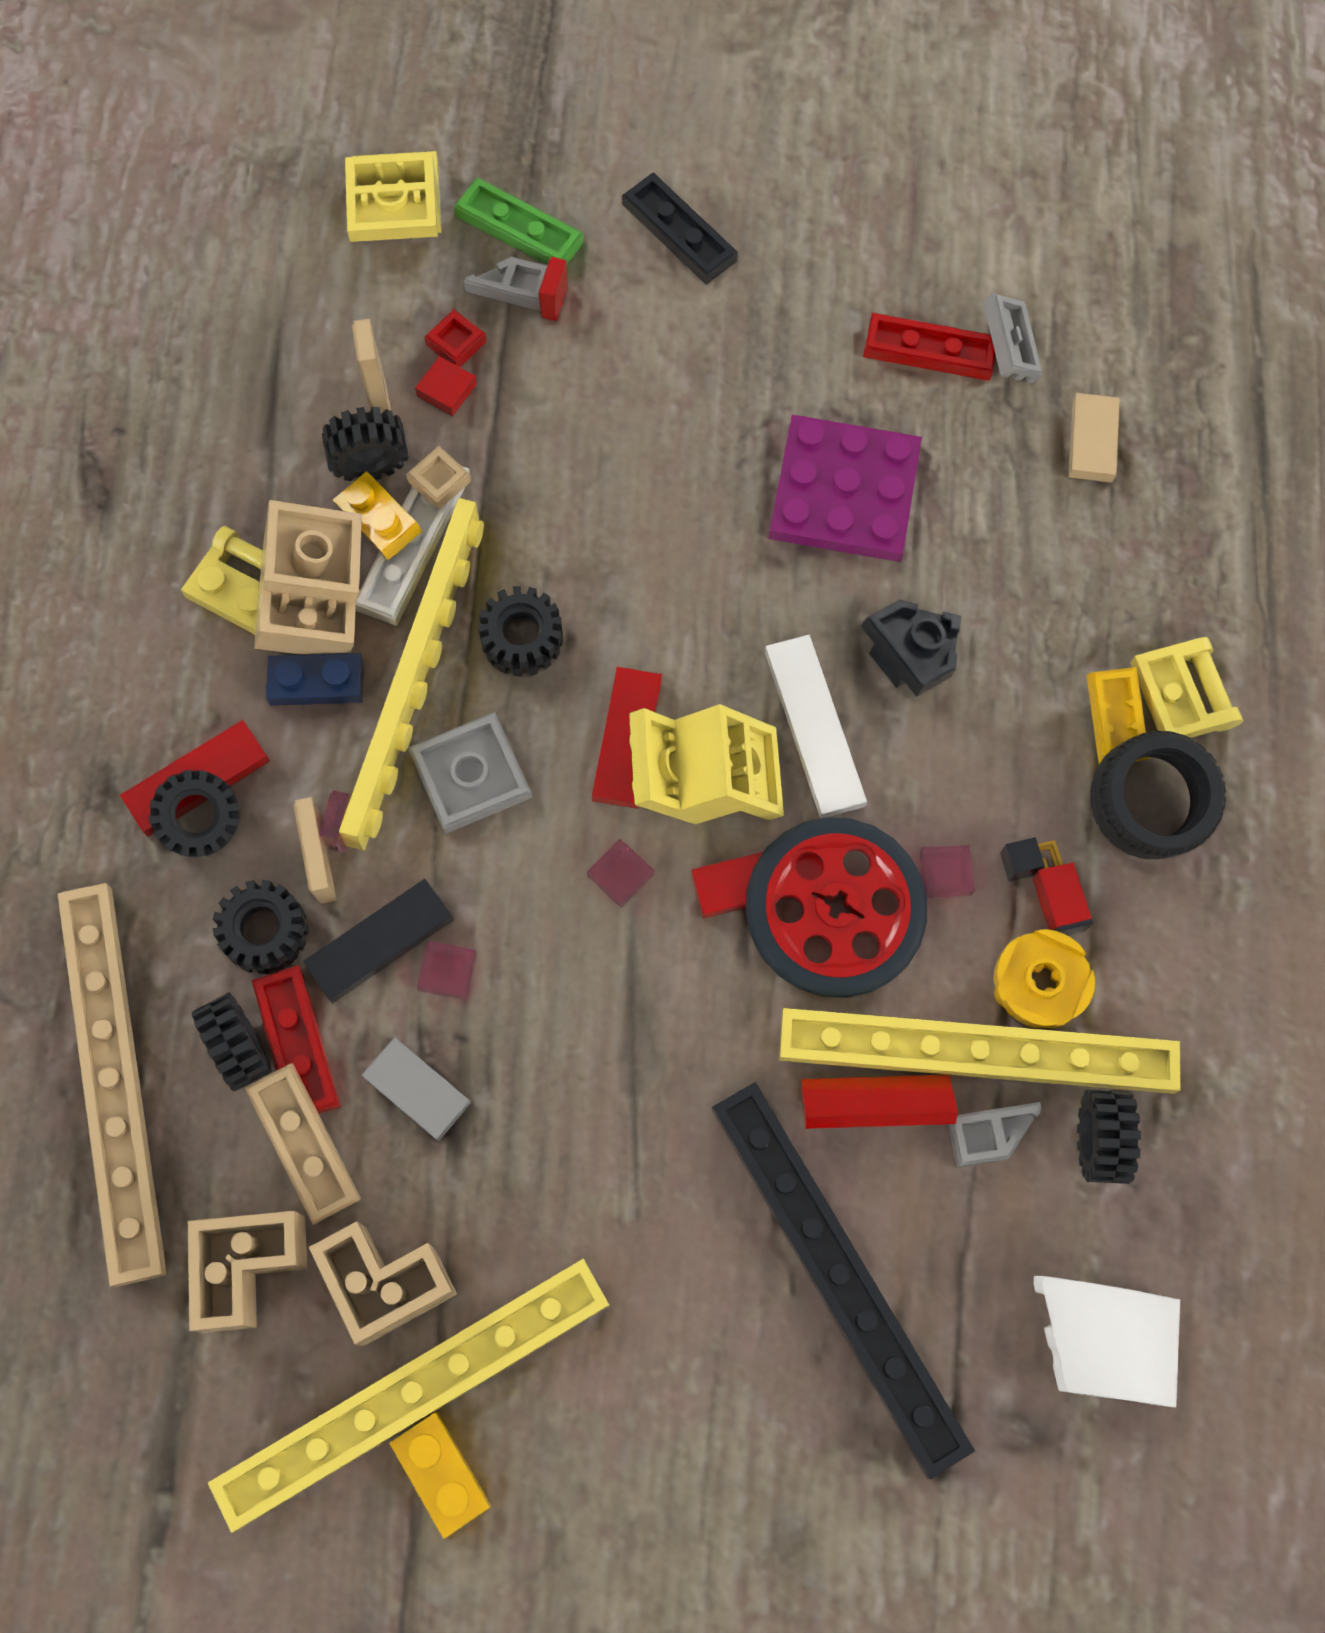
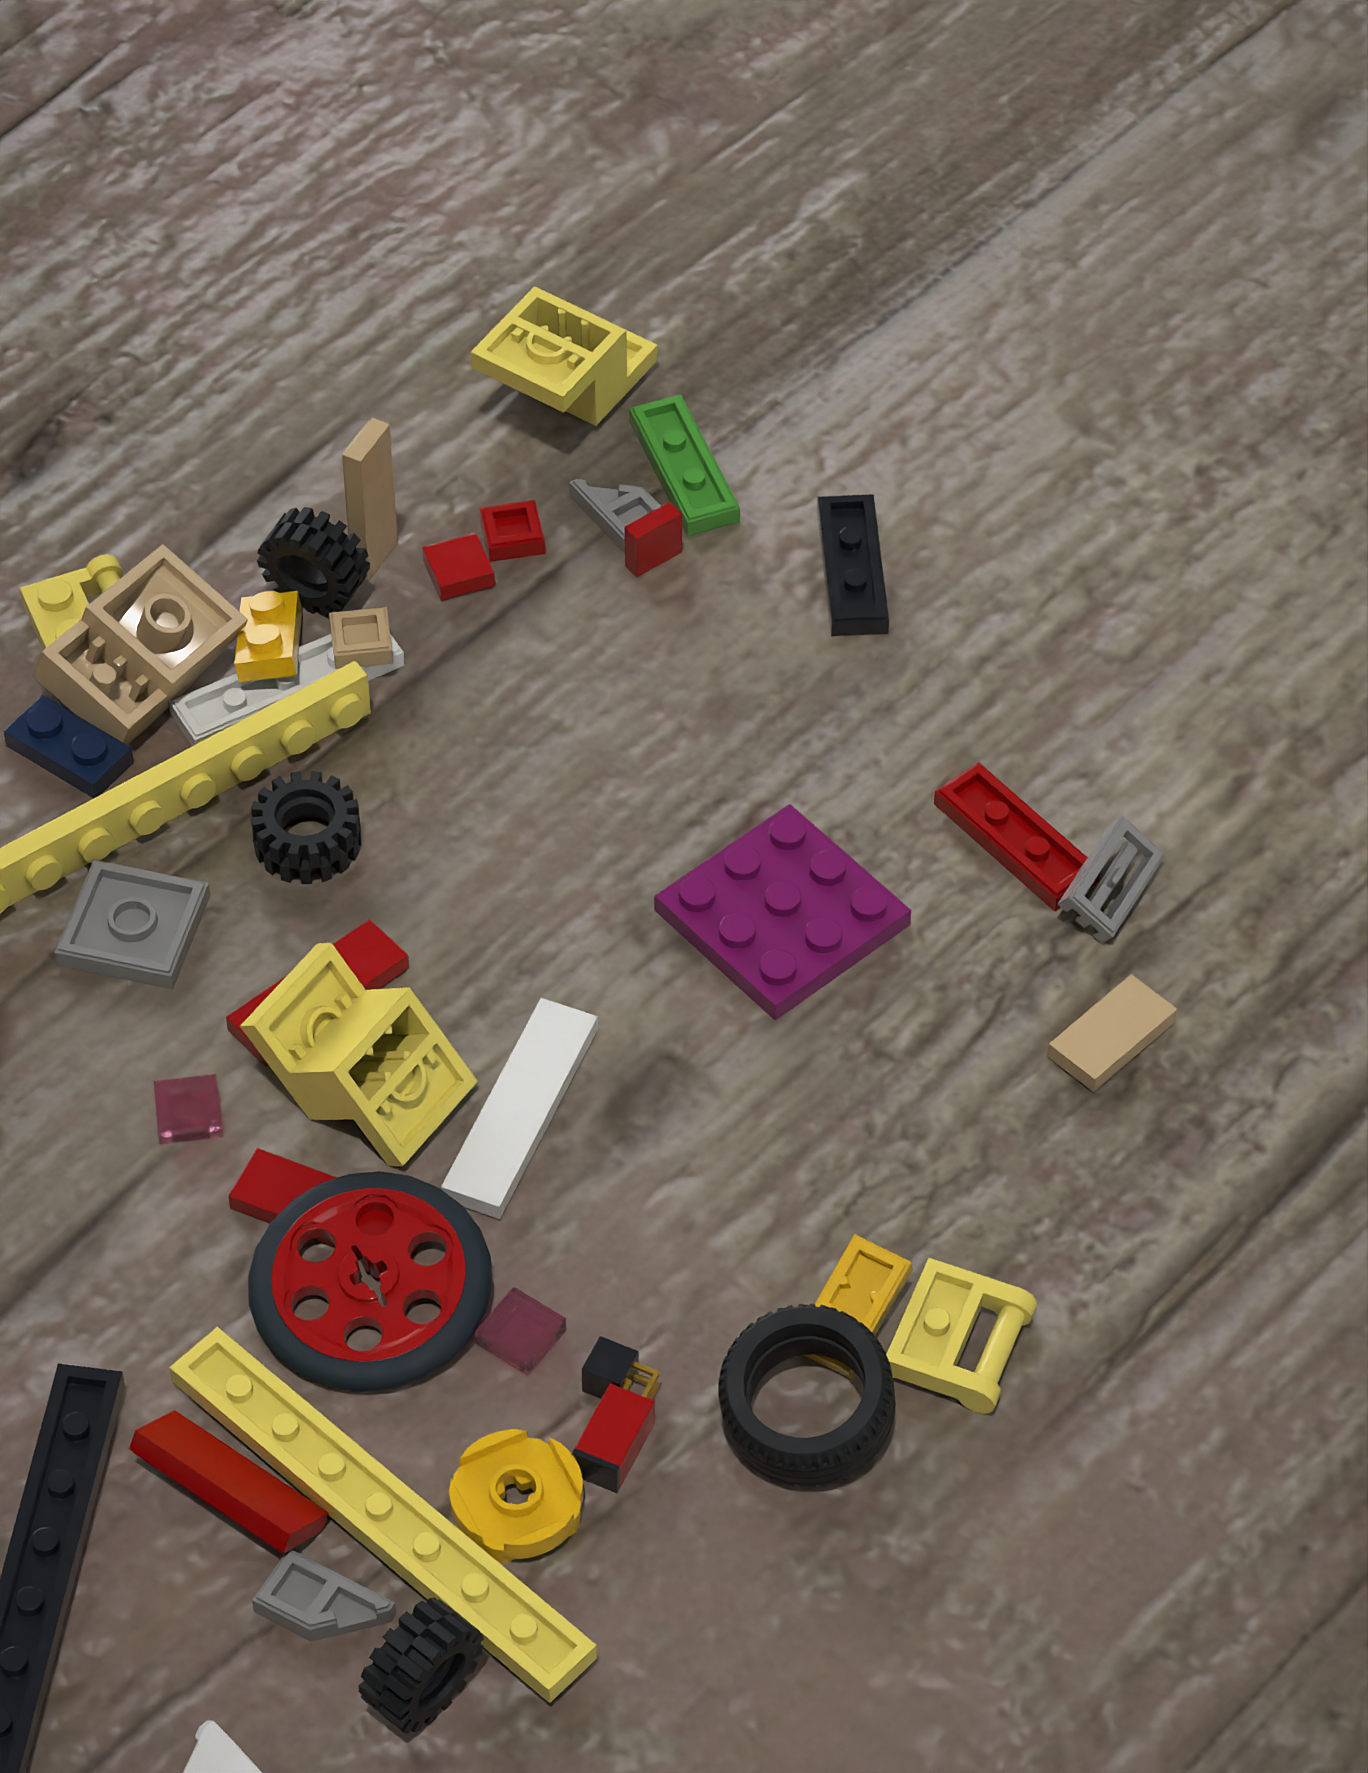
camera: 40 degrees right, 20 degrees down
(913, 644) = (702, 1095): black plate -> none

